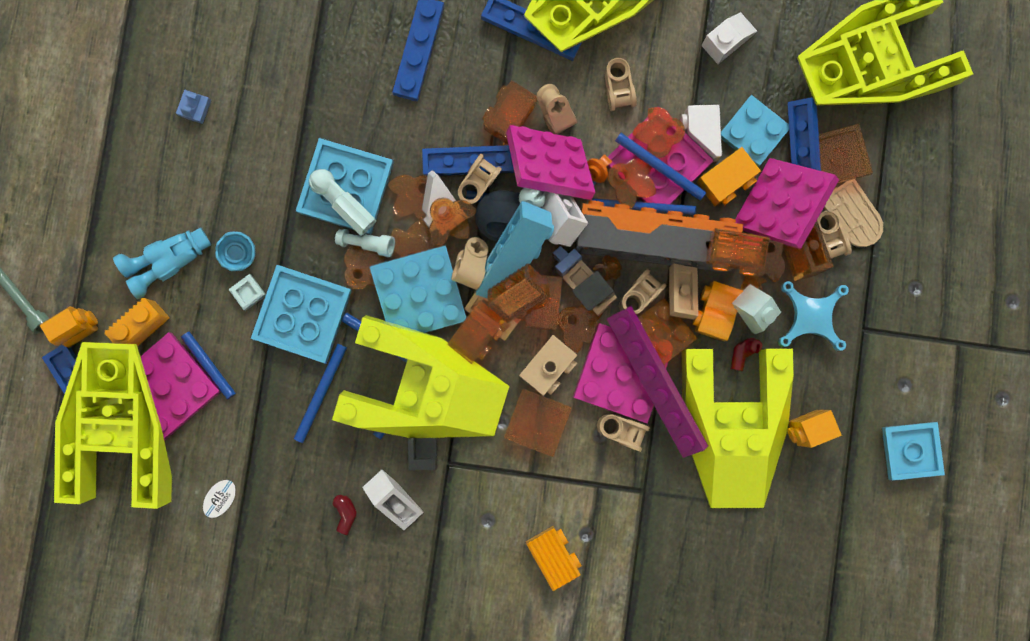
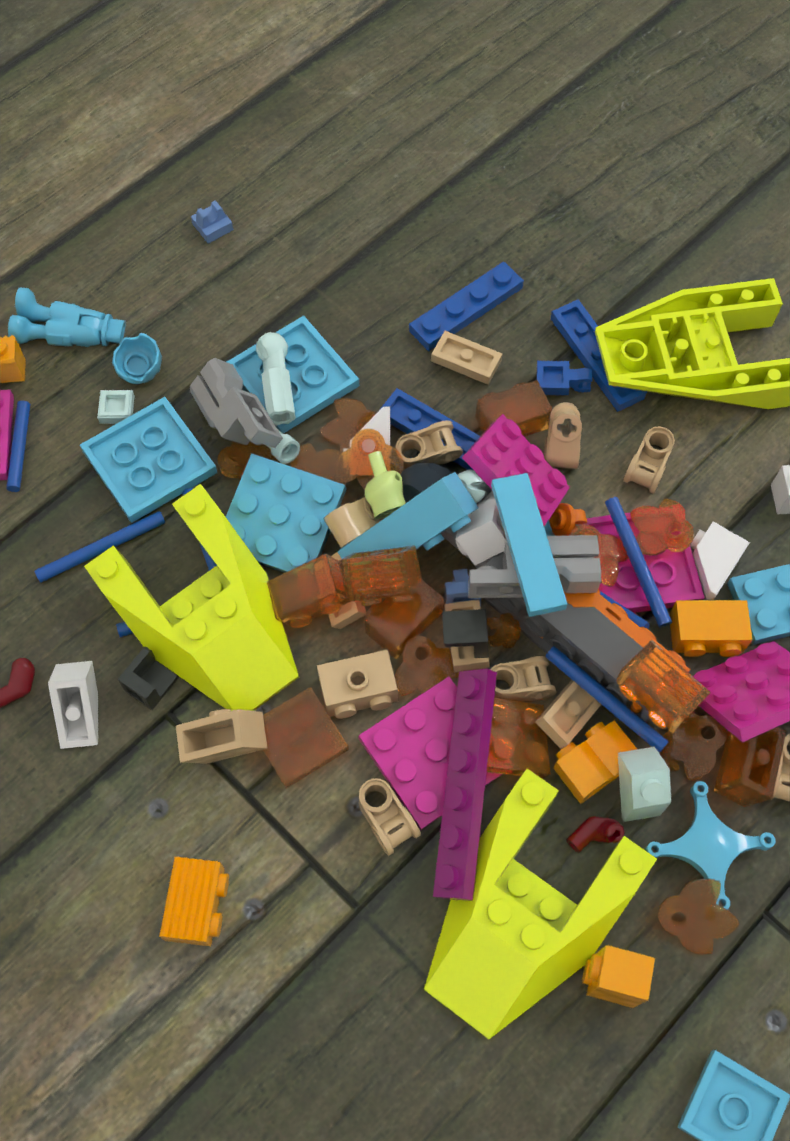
camera: 35 degrees right, 20 degrees down
(331, 246) = (230, 409): none -> light grey plate
(449, 91) = (466, 357): none -> tan plate
(476, 234) = (385, 489): none -> yellowish green piece
(498, 458) = (221, 736): none -> tan brick
(518, 65) = (557, 378): none -> blue plate
(602, 219) = (528, 545): none -> medium azure tile
(608, 233) = (573, 559): none -> light grey plate
(700, 271) = (606, 699): none -> blue bar
(830, 361) = (703, 916): none -> clear orange plate

